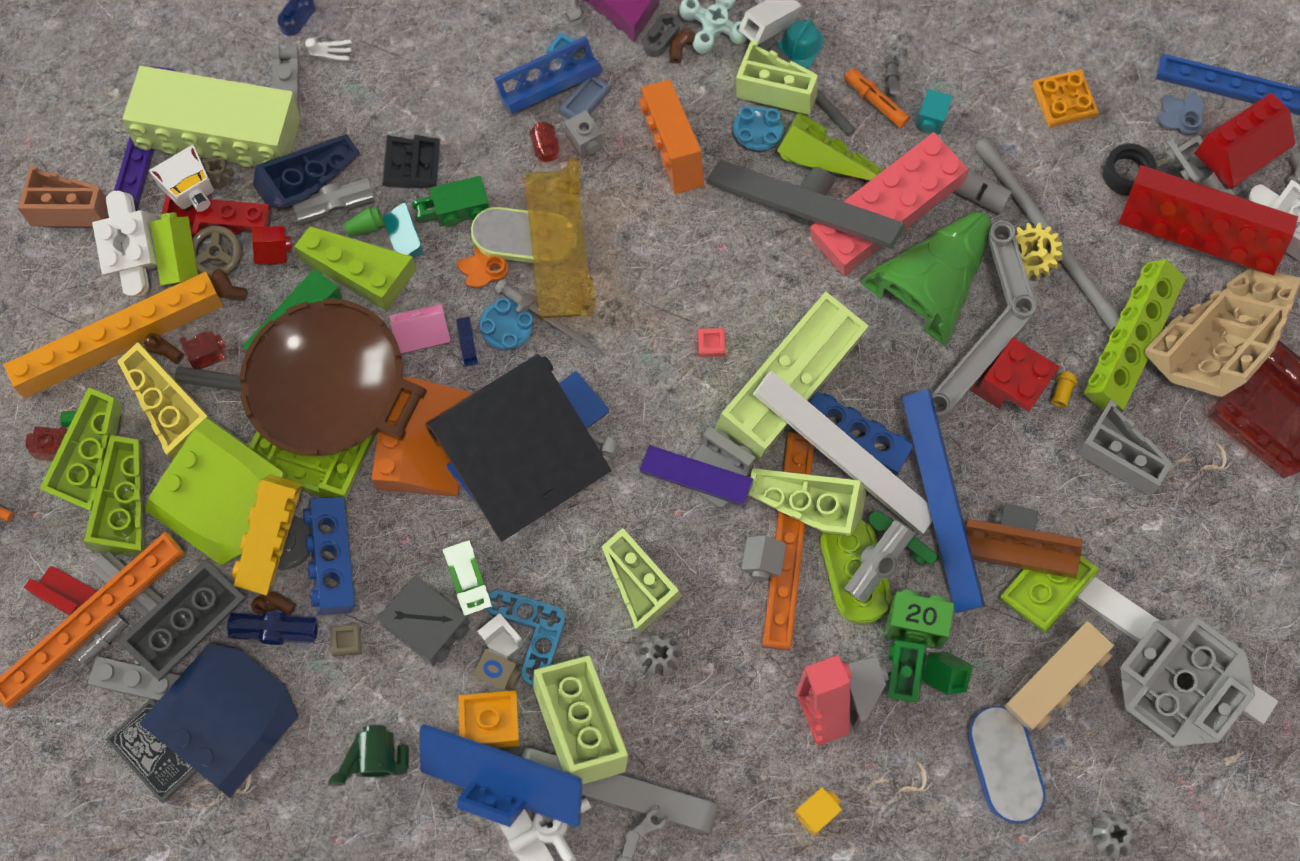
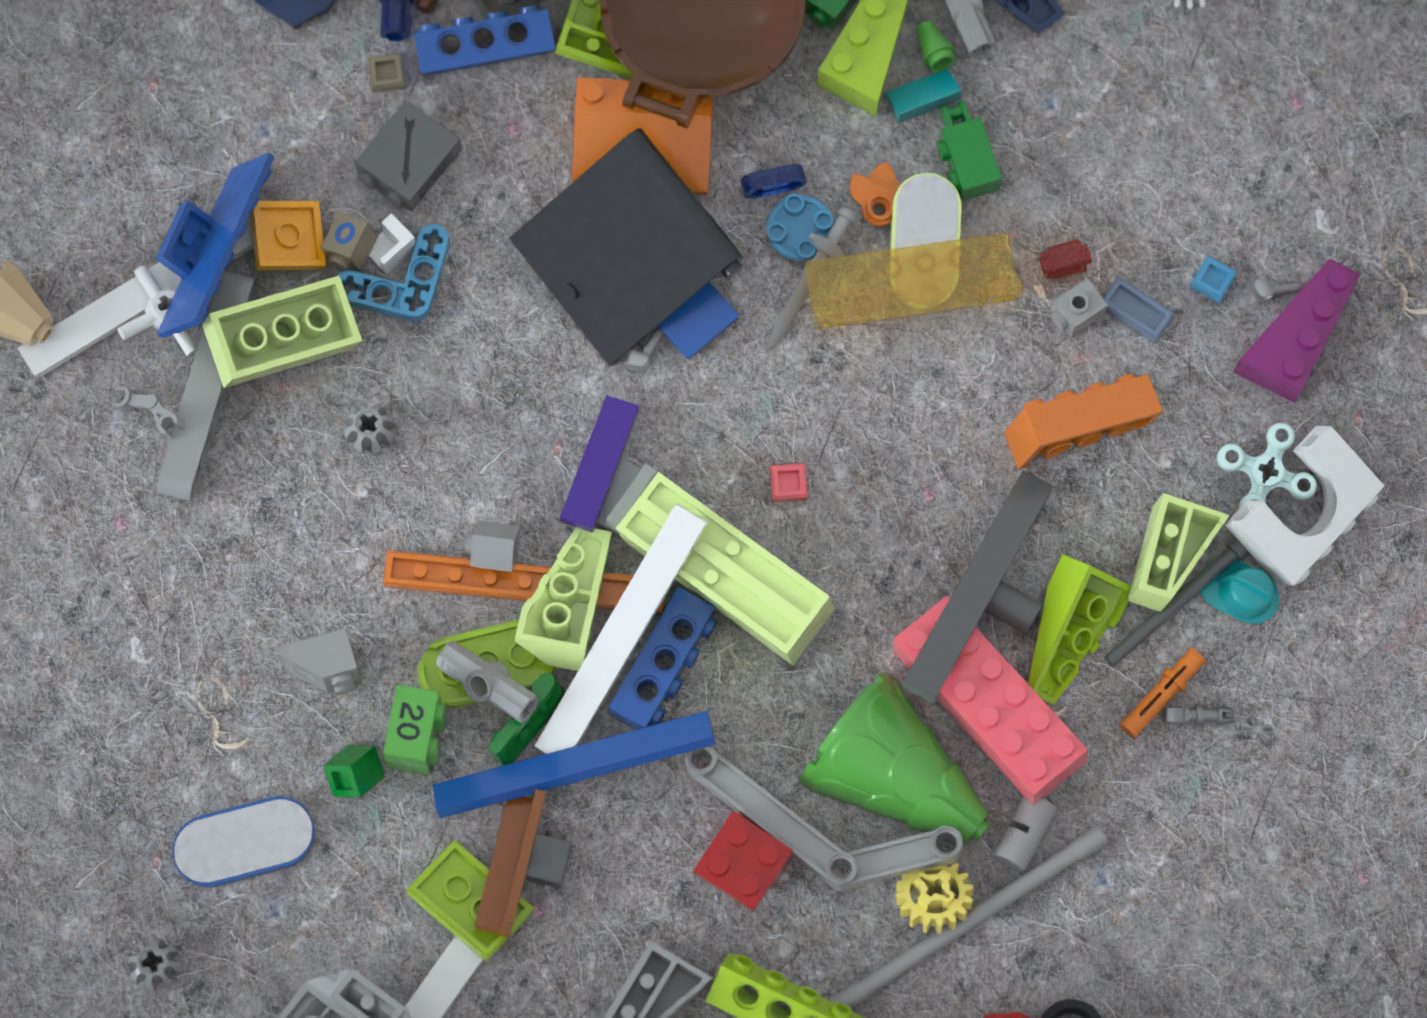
camera: 85 degrees right, 5 degrees up
(372, 756) = (244, 109): dark green piece -> none
(411, 162) = (1028, 96): black slope -> none
(420, 328) = (791, 123): bright pink panel -> none
(467, 577) = (460, 200): arch -> none
(550, 83) = (1158, 262): blue fence -> none
(641, 582) = (462, 399): yellowish green wedge -> none
(657, 31) = (1248, 398): dark grey beam -> none
(684, 37) = (1232, 427): reddish brown arm -> none
(758, 128) = (1105, 535): dark azure dish -> none
(818, 811) = (183, 615): yellow brick -> none
(826, 699) = (305, 606): coral wedge -> none
(907, 669) = (350, 715): green brick -> none
(934, 111) = (1142, 768): teal brick -> none
(1059, 676) = (346, 900): tan wedge -> none
(1064, 388) = (738, 931): yellow pin -> none
(1065, 98) = (1182, 954): light orange tile -> none

